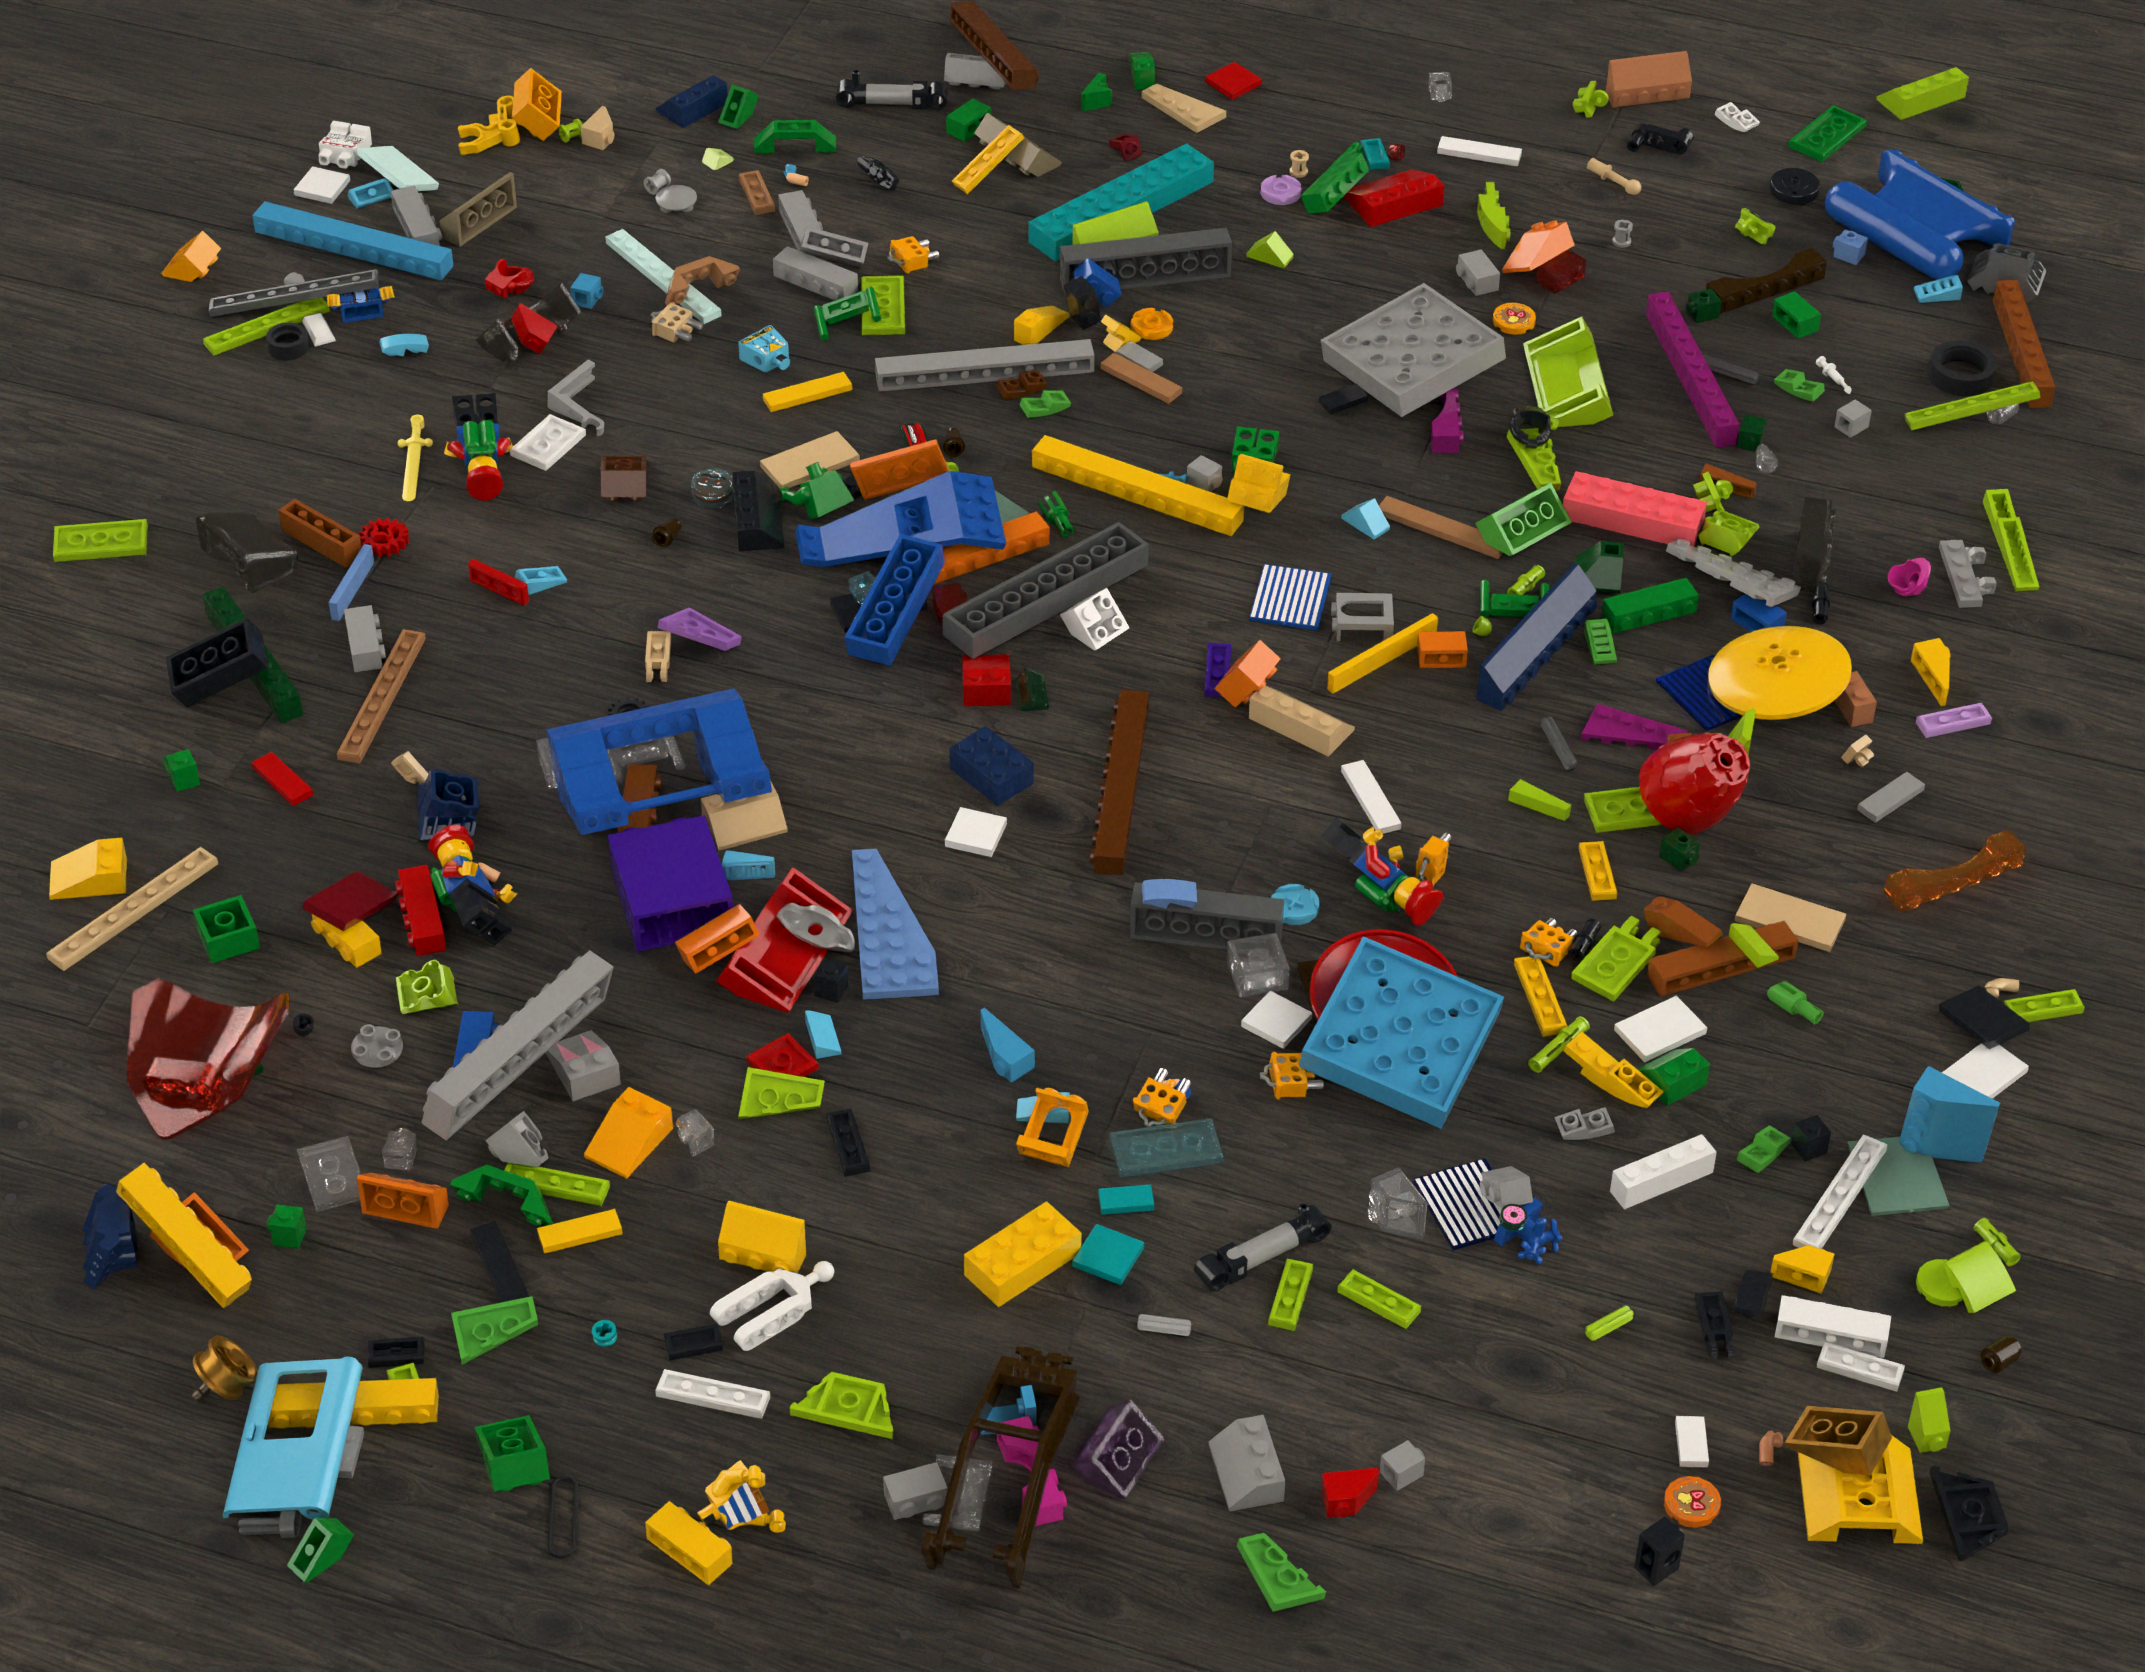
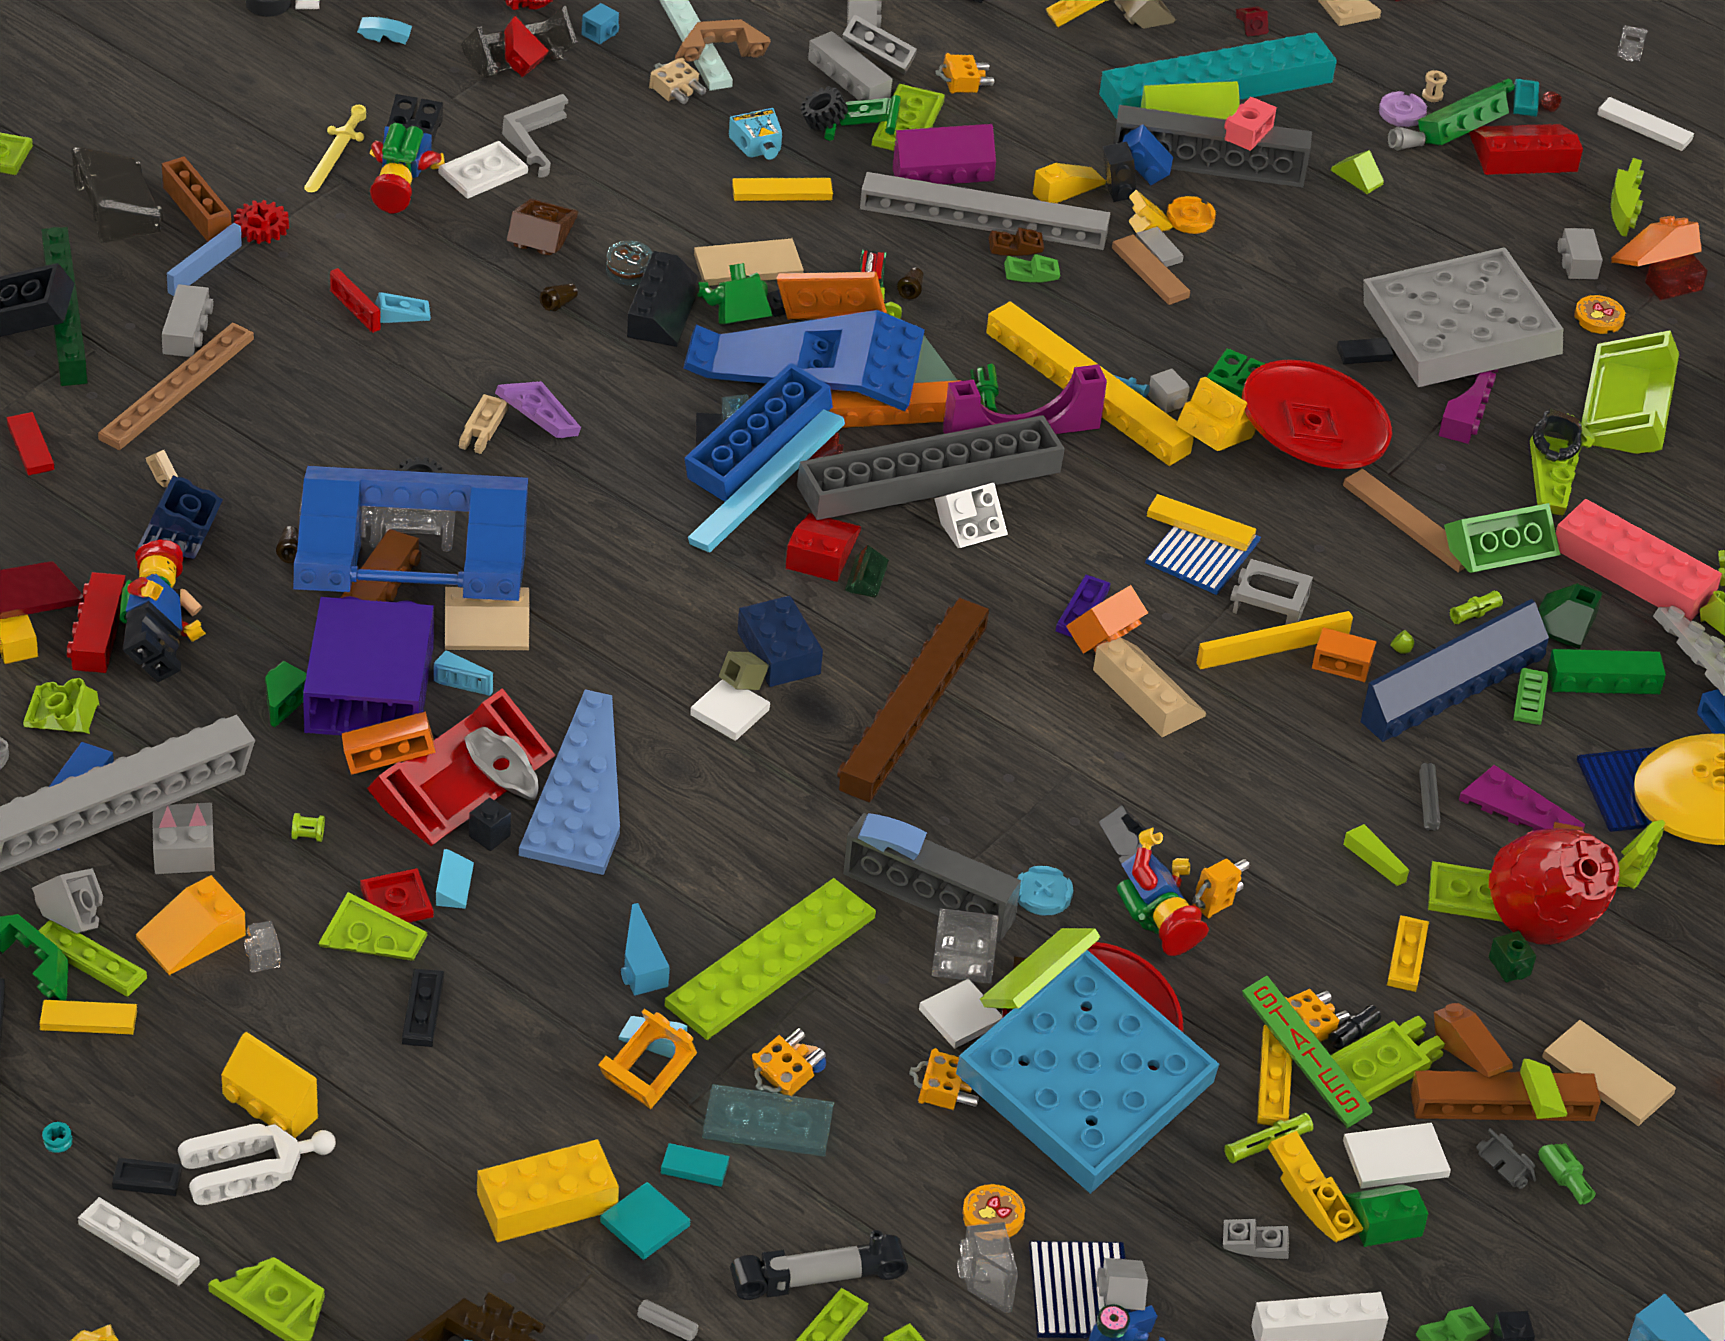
camera: 15 degrees right, 0 degrees up
(548, 801) = (288, 544): none -> dark brown cone
(606, 921) = (284, 691): none -> green slope
(690, 1029) = (299, 831): none -> lime bush
(802, 313) = (824, 108): none -> black tyre
(918, 638) = (766, 481): none -> medium azure tile
(932, 326) = (946, 154): none -> magenta slope
(975, 797) = (743, 670): none -> olive brick
(1105, 1021) = (769, 958): none -> lime plate
(1138, 511) = (1074, 409): none -> magenta arch
(1176, 234) = (1250, 123): none -> coral brick
(1280, 575) = (1201, 522): none -> yellow tile
(1295, 213) = (1404, 138): none -> light grey cone
(1333, 963) = (1040, 968): none -> lime tile
(1334, 460) = (1346, 418): none -> red dish
(1367, 518) = (1329, 488): medium azure slope -> none
(1371, 796) = (1187, 796): white tile -> none
(1373, 1160) = (994, 1205): none -> tile
(1507, 604) = (1438, 623): green plate -> none
(1559, 968) = (1307, 1052): none -> bright green tile
(1755, 1009) = (1516, 1166): none -> dark grey hinge

